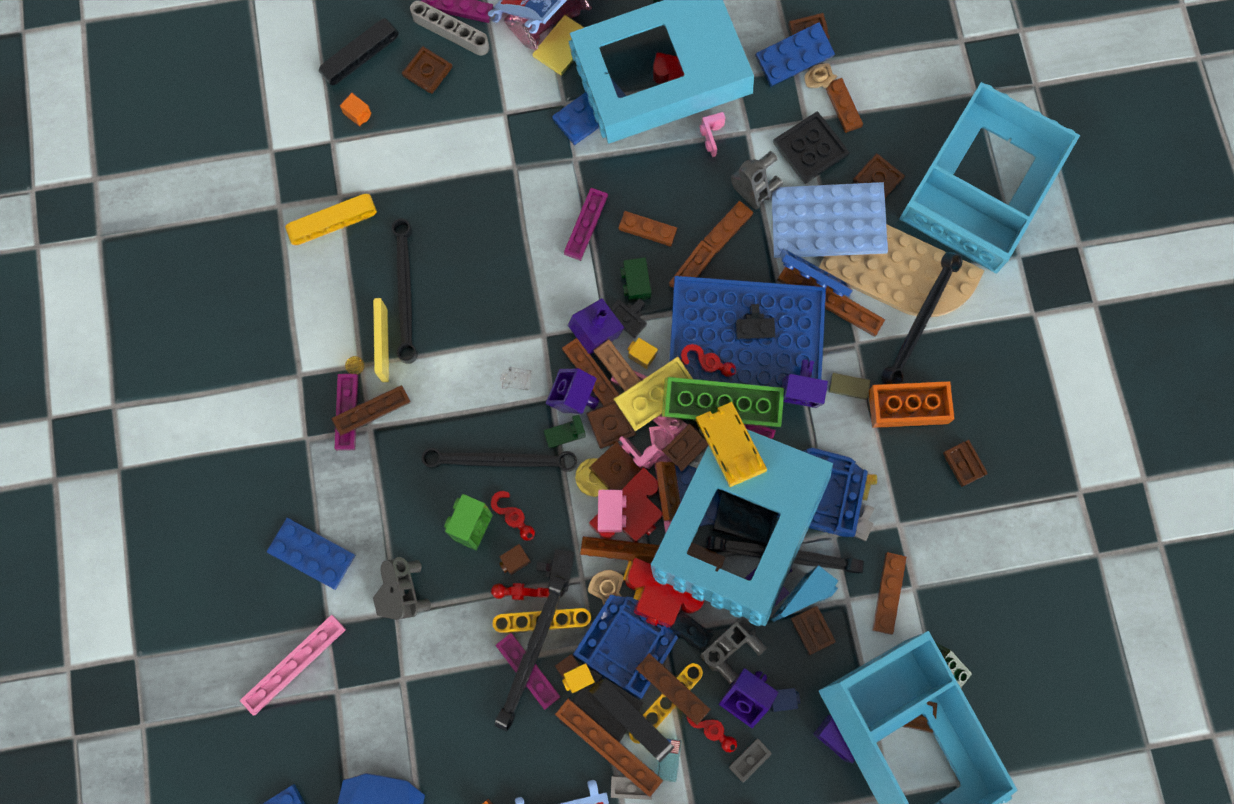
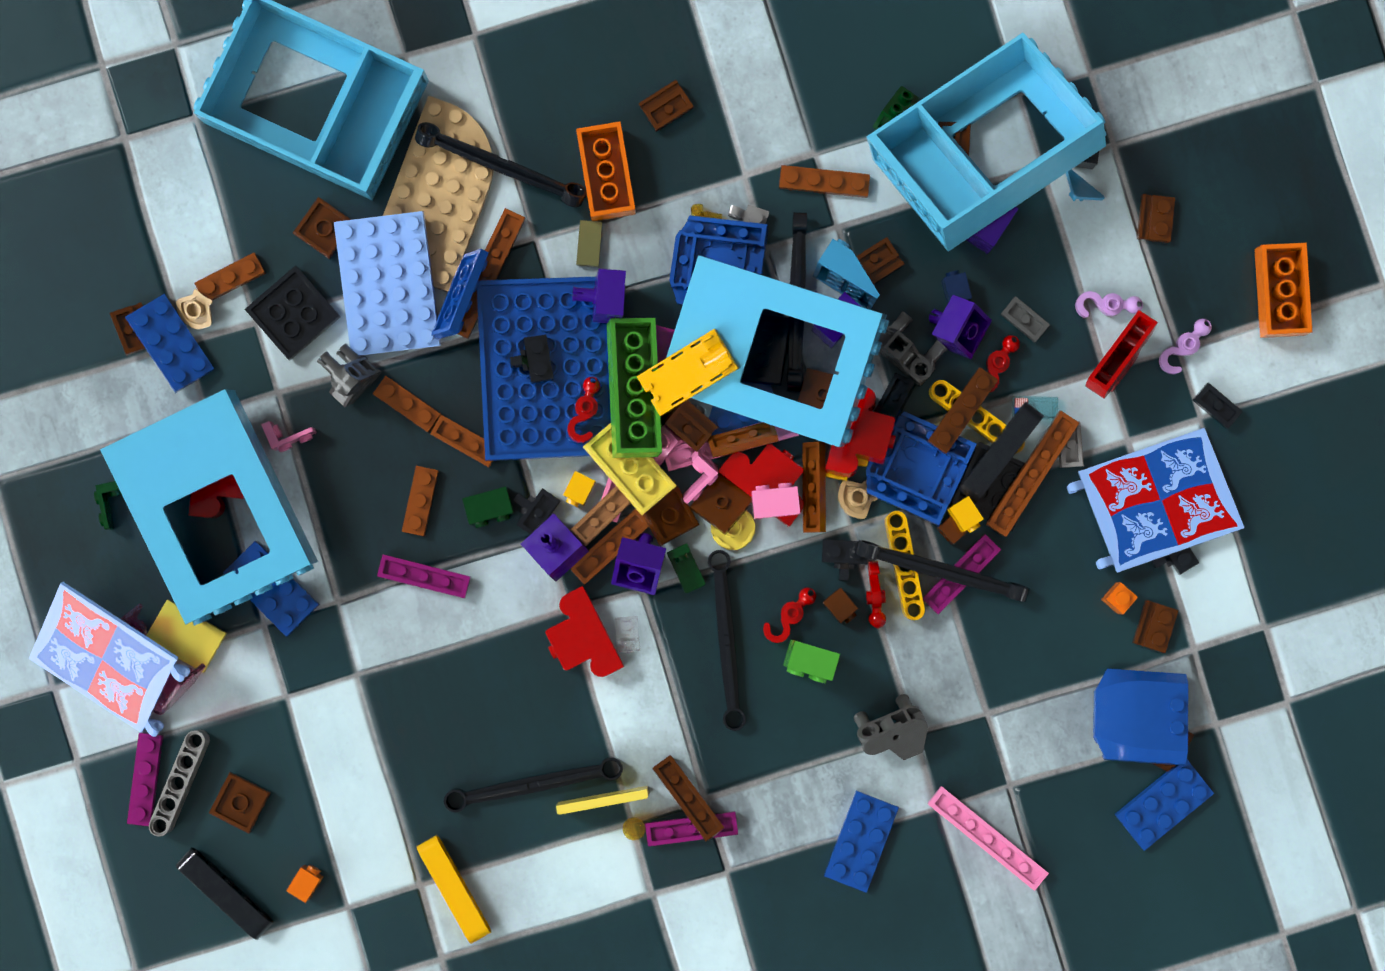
camera: 100 degrees left, 10 degrees up
(519, 342) = (582, 636): none -> red brick

